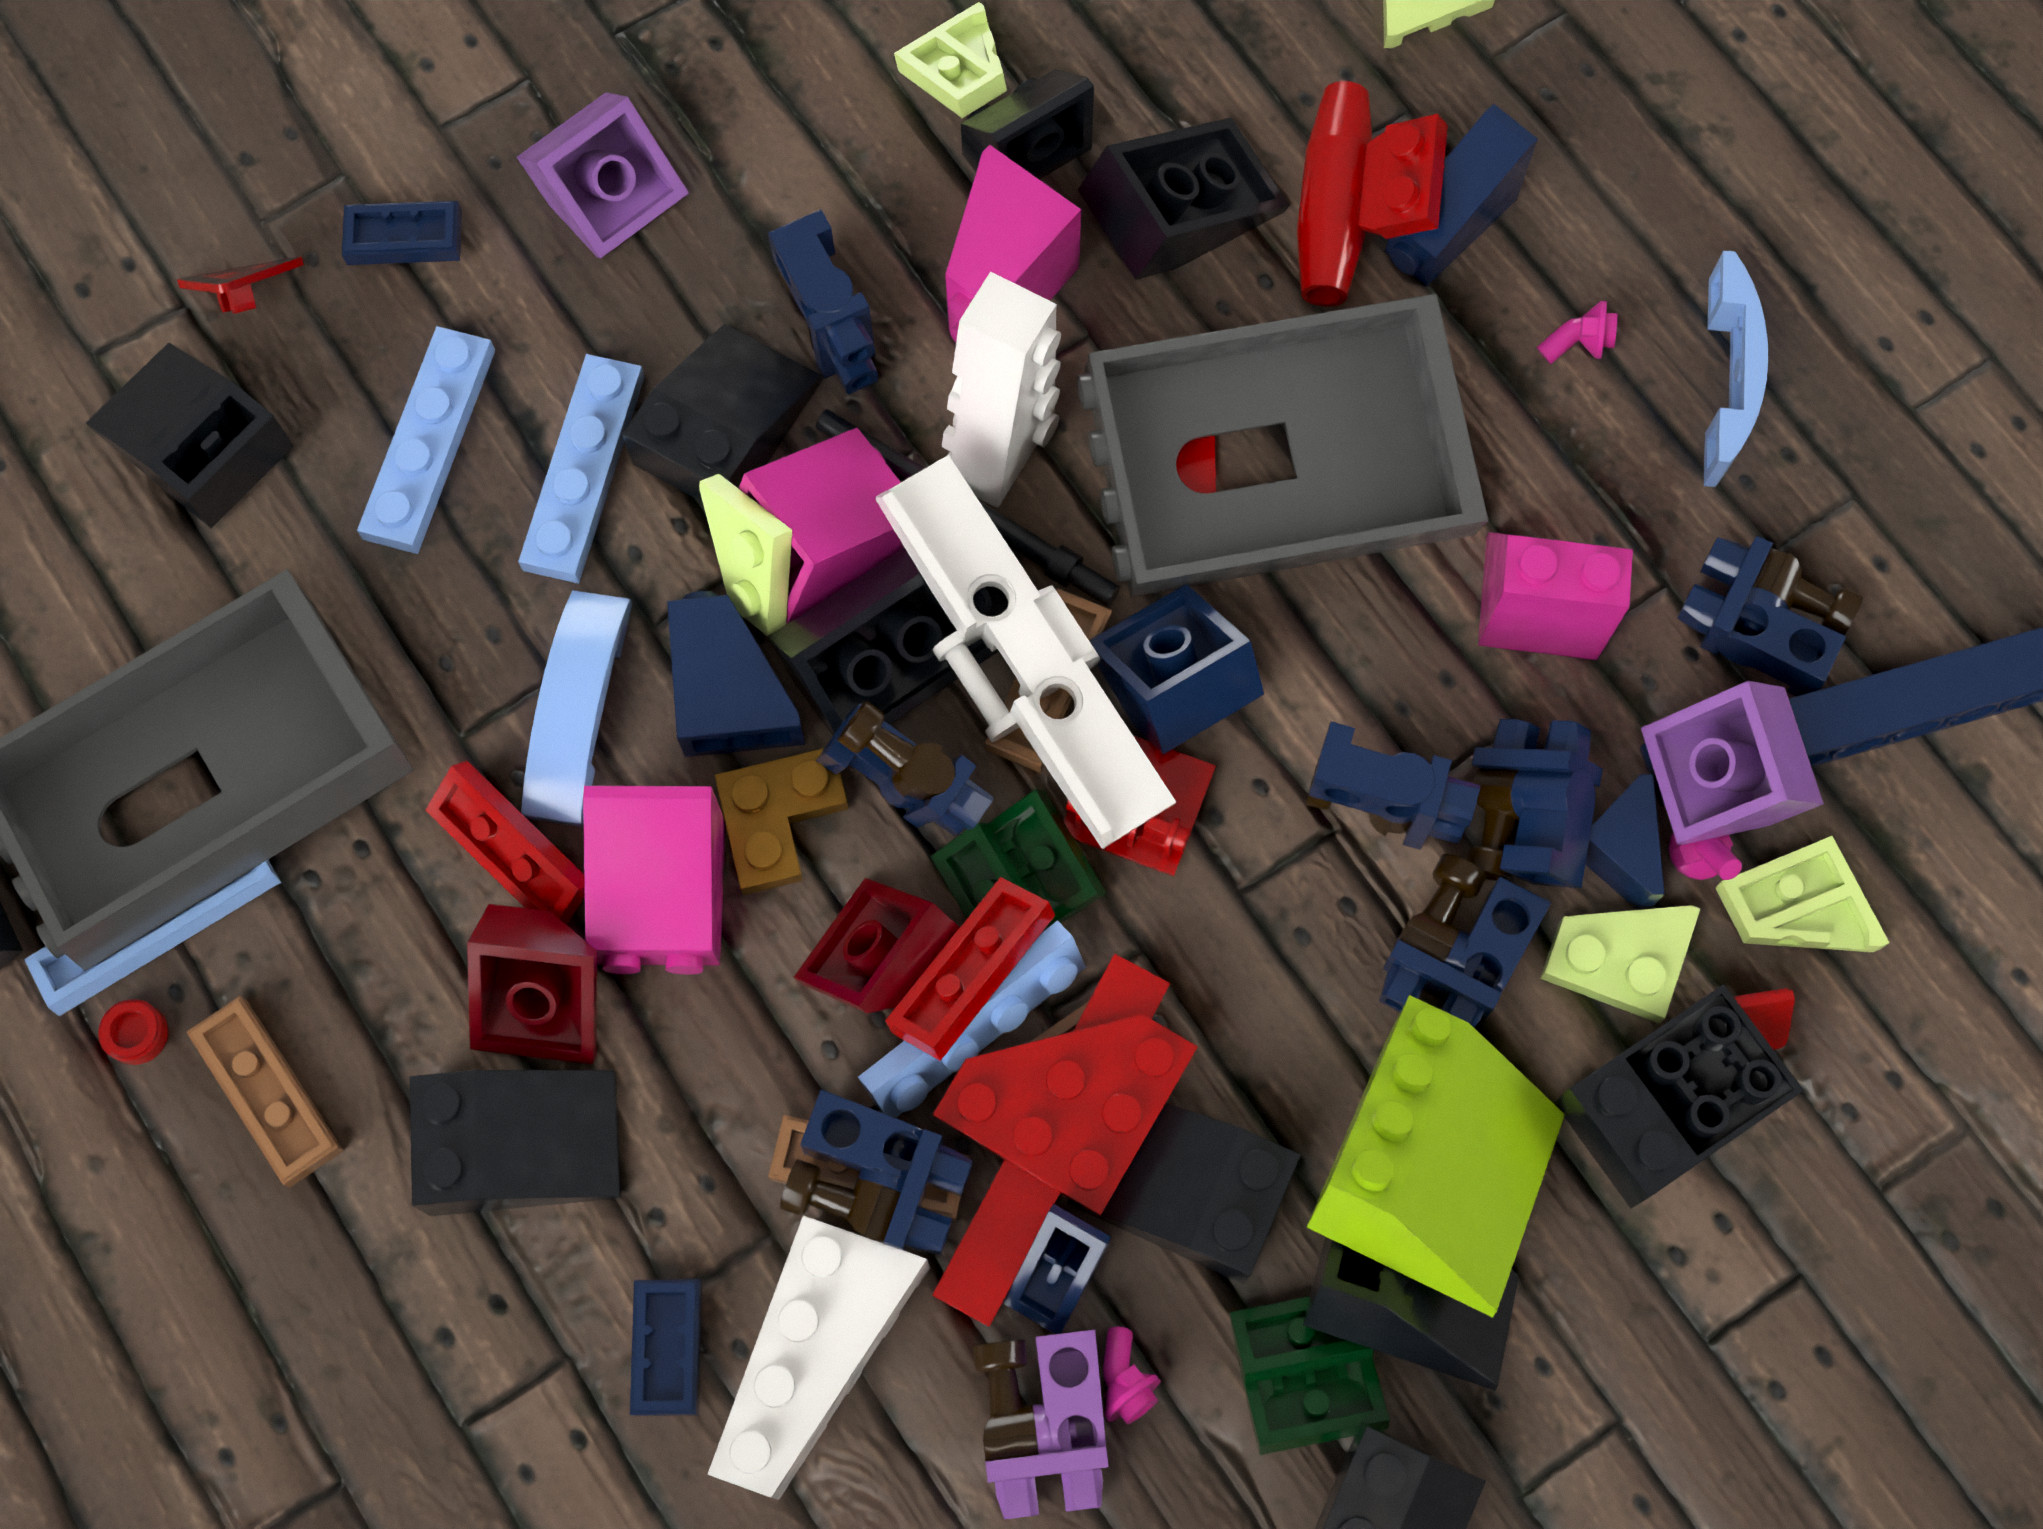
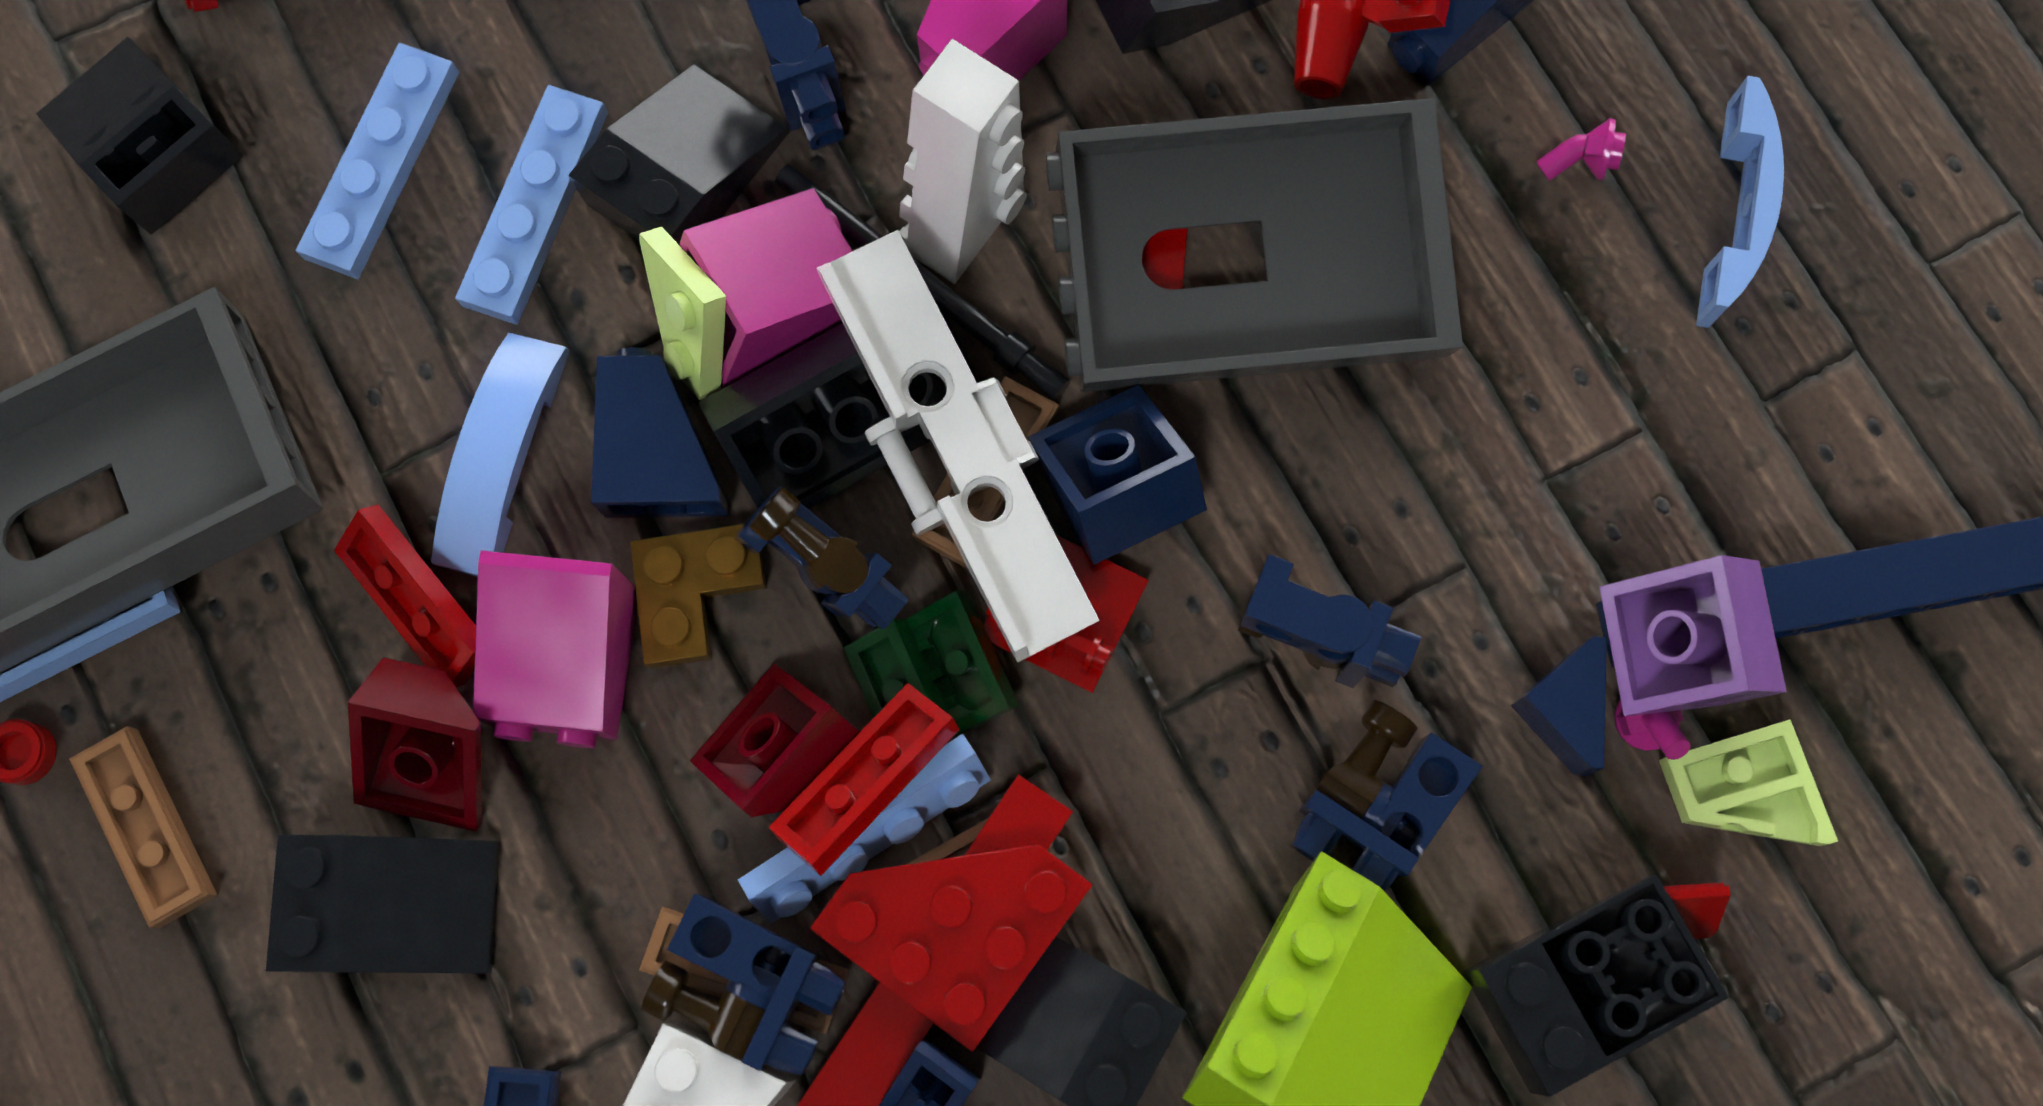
camera: 10 degrees right, 5 degrees up
(1549, 796) = (1491, 646): dark blue hips -> none
(1552, 595) = (1523, 430): dark pink slope -> none
(1623, 957) = (1553, 825): yellowish green wing -> none
(1755, 618) = (1734, 477): dark blue hips -> none

